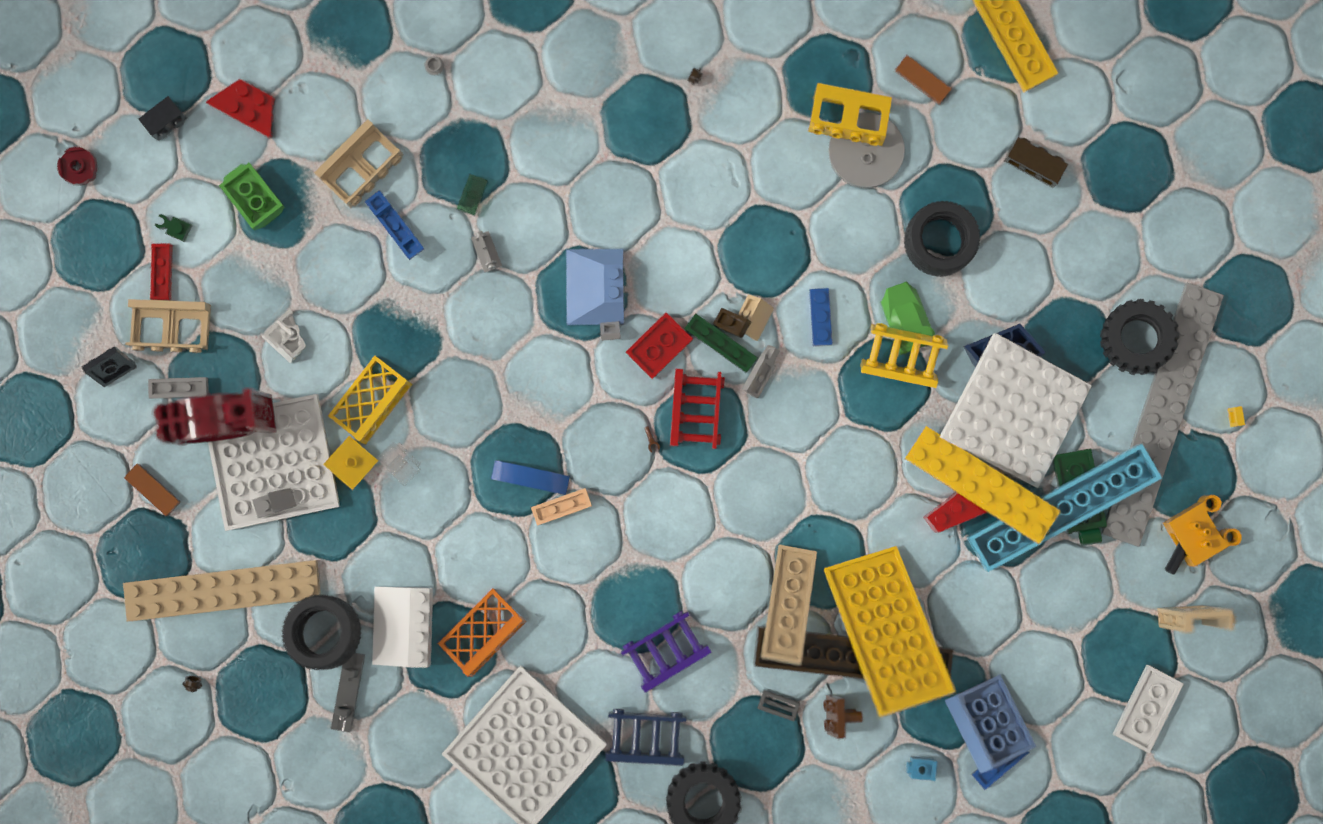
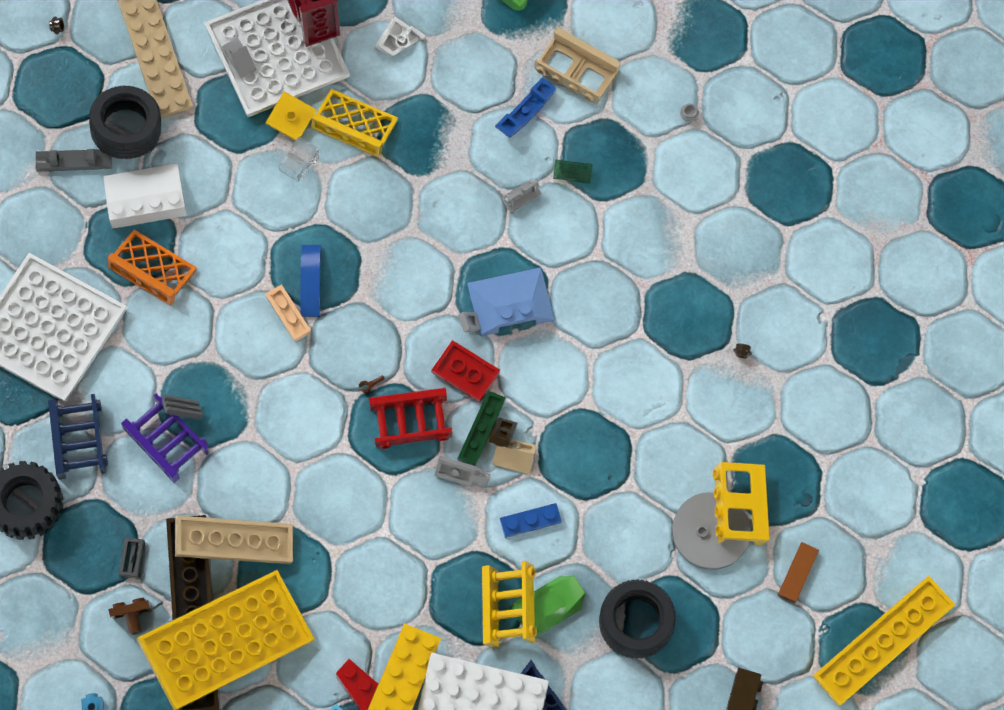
camera: 75 degrees right, 15 degrees down
(637, 629) = (182, 407): none -> dark grey tile

